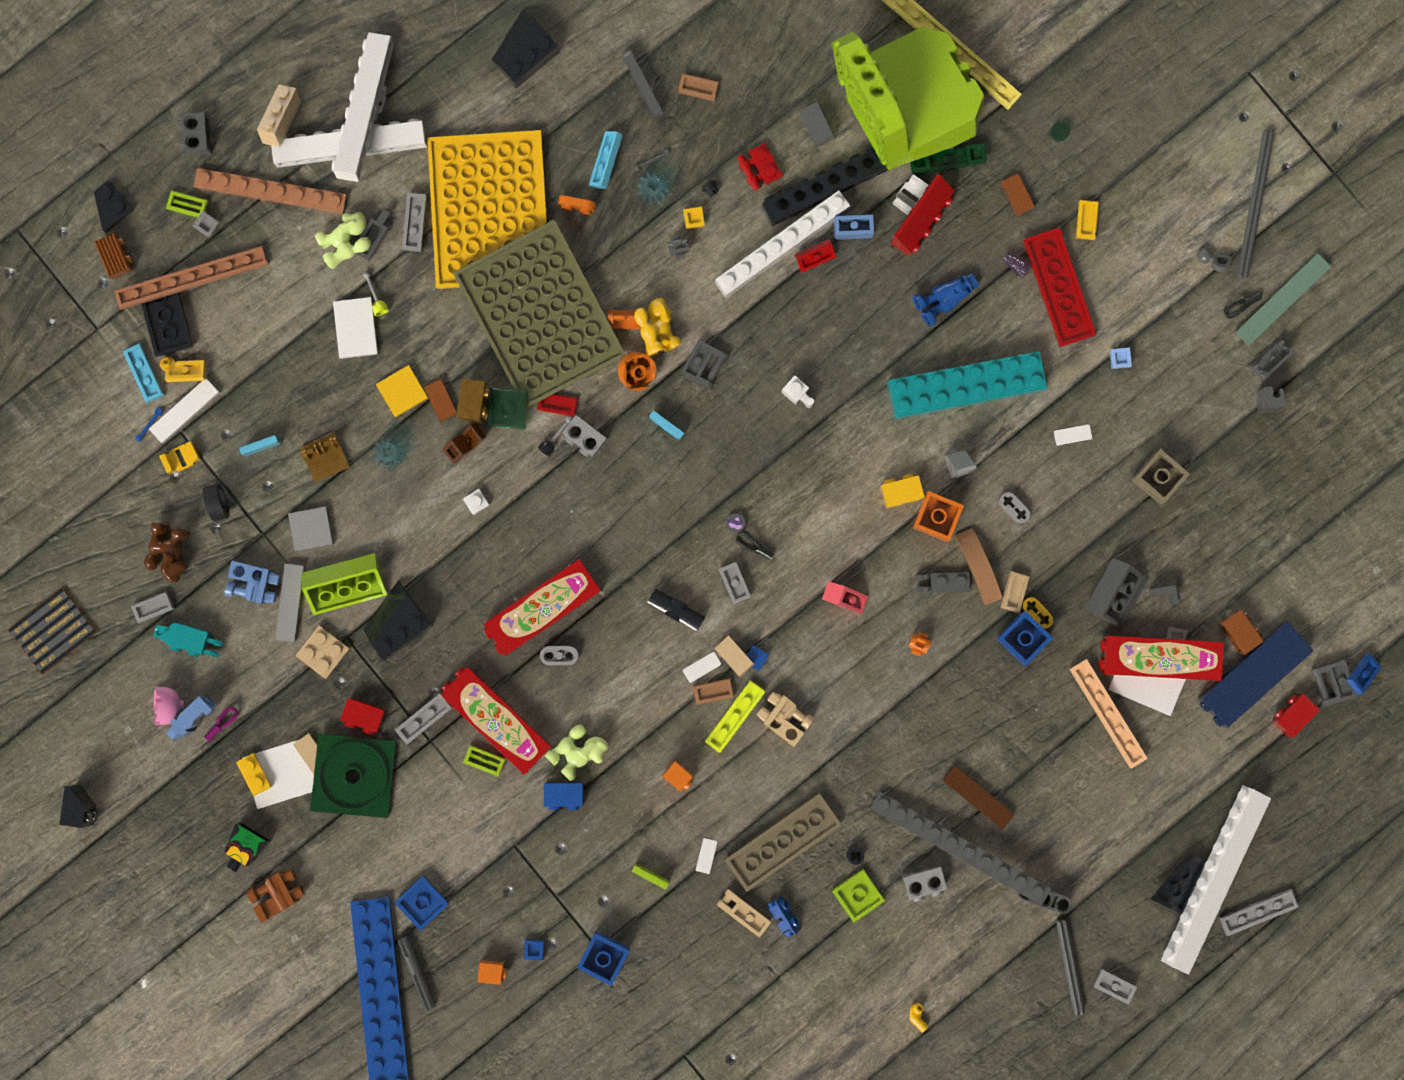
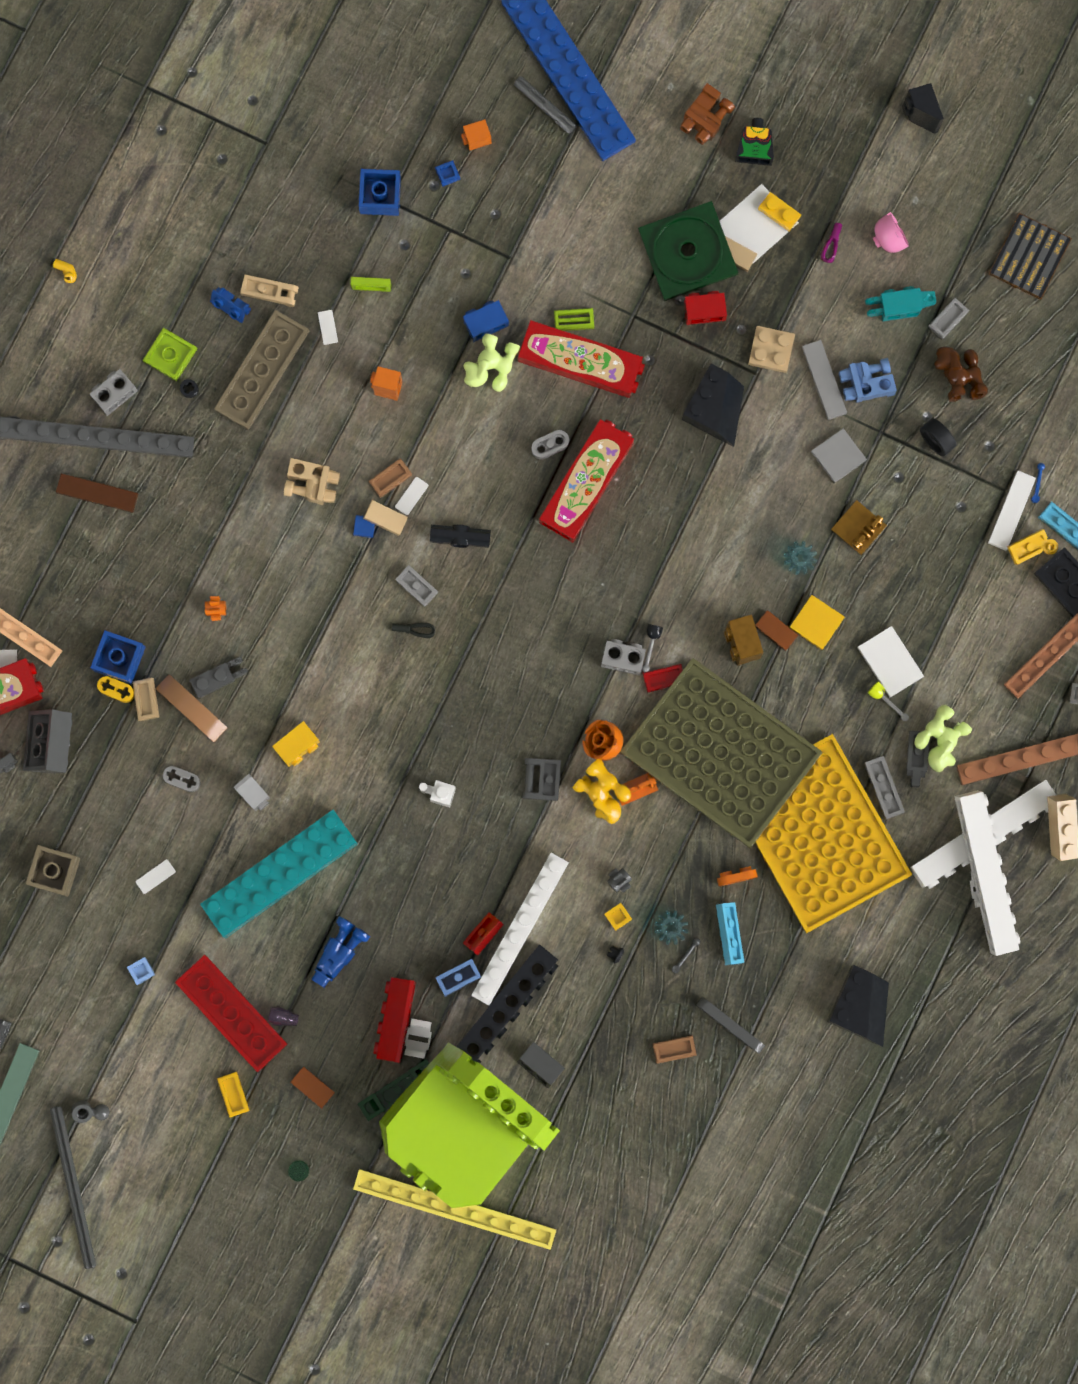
camera: 150 degrees right, 5 degrees down
(171, 461) = (999, 458): yellow piece -> none
(191, 717) = (862, 229): medium blue hips -> none
(260, 445) = (924, 509): medium azure tile -> none
(343, 584) = (782, 418): lime slope -> none
(422, 903) = (569, 167): blue plate -> none
(423, 719) = (648, 329): light grey plate -> none
(464, 443) = (734, 599): reddish brown slope -> none
(476, 502) = (696, 551): white plate -> none
(508, 408) = (708, 650): clear green tile -> none
(666, 425) = (550, 704): medium azure tile -> none
(735, 523) = (441, 643): dark grey tile -> none
(735, 716) = (359, 464): neon yellow tile -> none
(764, 163) = (573, 1002): red plate -> none
(845, 597) = (305, 619): coral slope -> none
(937, 516) = (251, 734): orange brick -> none
(1247, 303) = (41, 1085): pearl dark grey piece -> none

